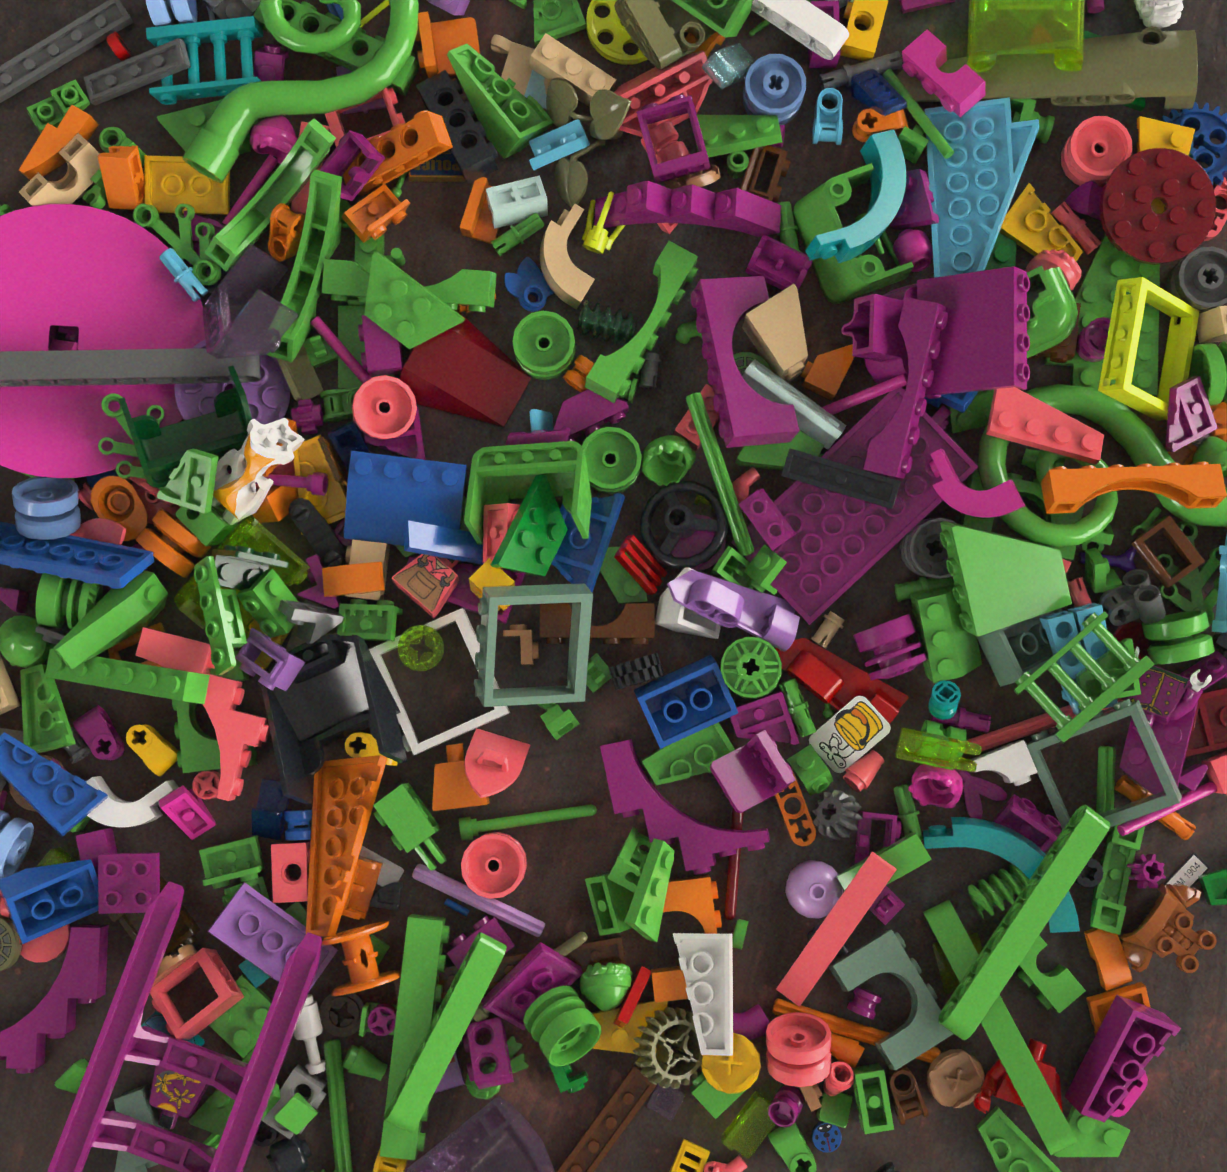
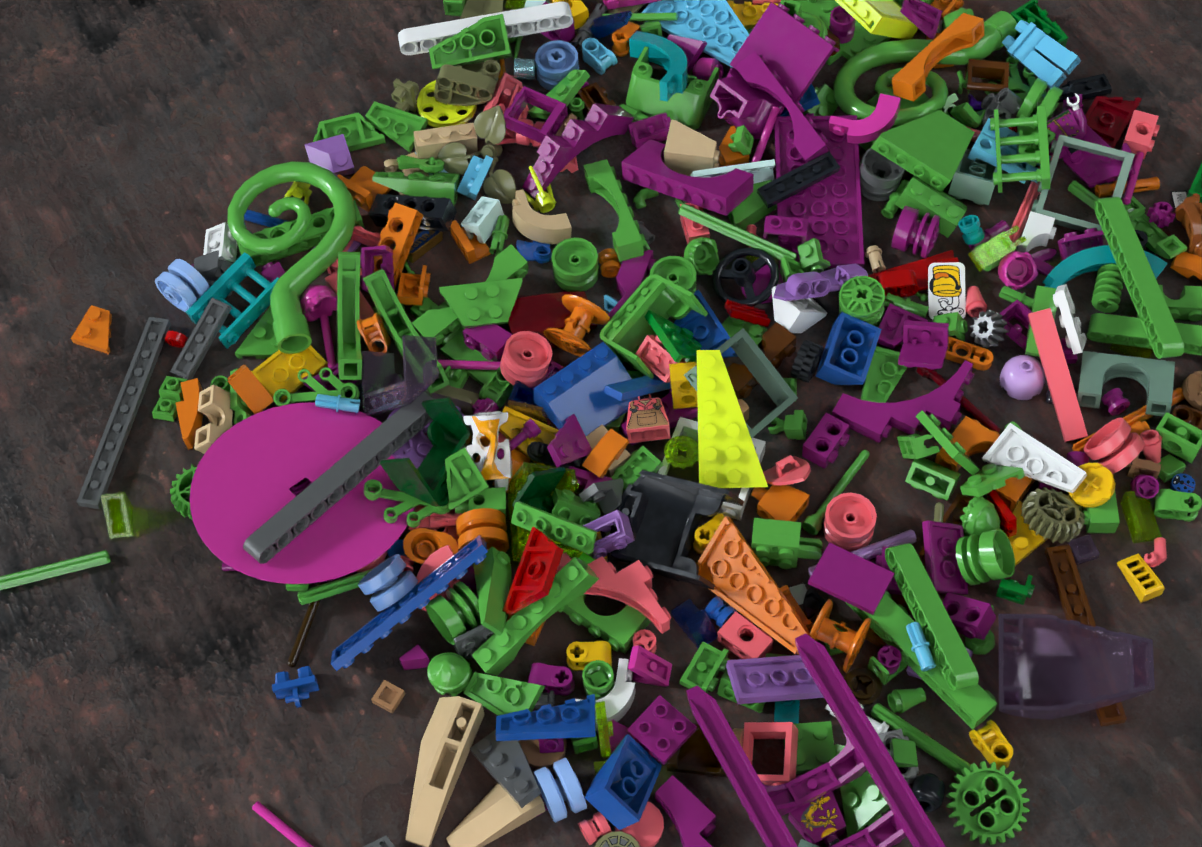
camera: 45 degrees left, 25 degrees down
(79, 835) = (605, 729): none -> clear neon green plate
(132, 780) = (598, 679): none -> bright green wheel
(151, 643) = (534, 572): none -> red wing
(327, 539) = (569, 443): none -> magenta wing
(404, 1050) = (920, 646): none -> medium azure axle
(420, 927) = (851, 578): none -> magenta tile
(458, 679) = (724, 441): none -> neon yellow wing
(466, 419) = (577, 325): none -> orange piece
(530, 84) = (429, 165): none -> bright green piece
(566, 757) = (822, 439): none -> magenta brick
(607, 323) = (595, 227): clear green piece -> none
(652, 962) = (989, 479): none -> bright green wing
(840, 376) = (742, 141): none -> bright green tile
(907, 896) = (1074, 338): none -> white wing
(1033, 423) = (860, 76): coral wing -> none

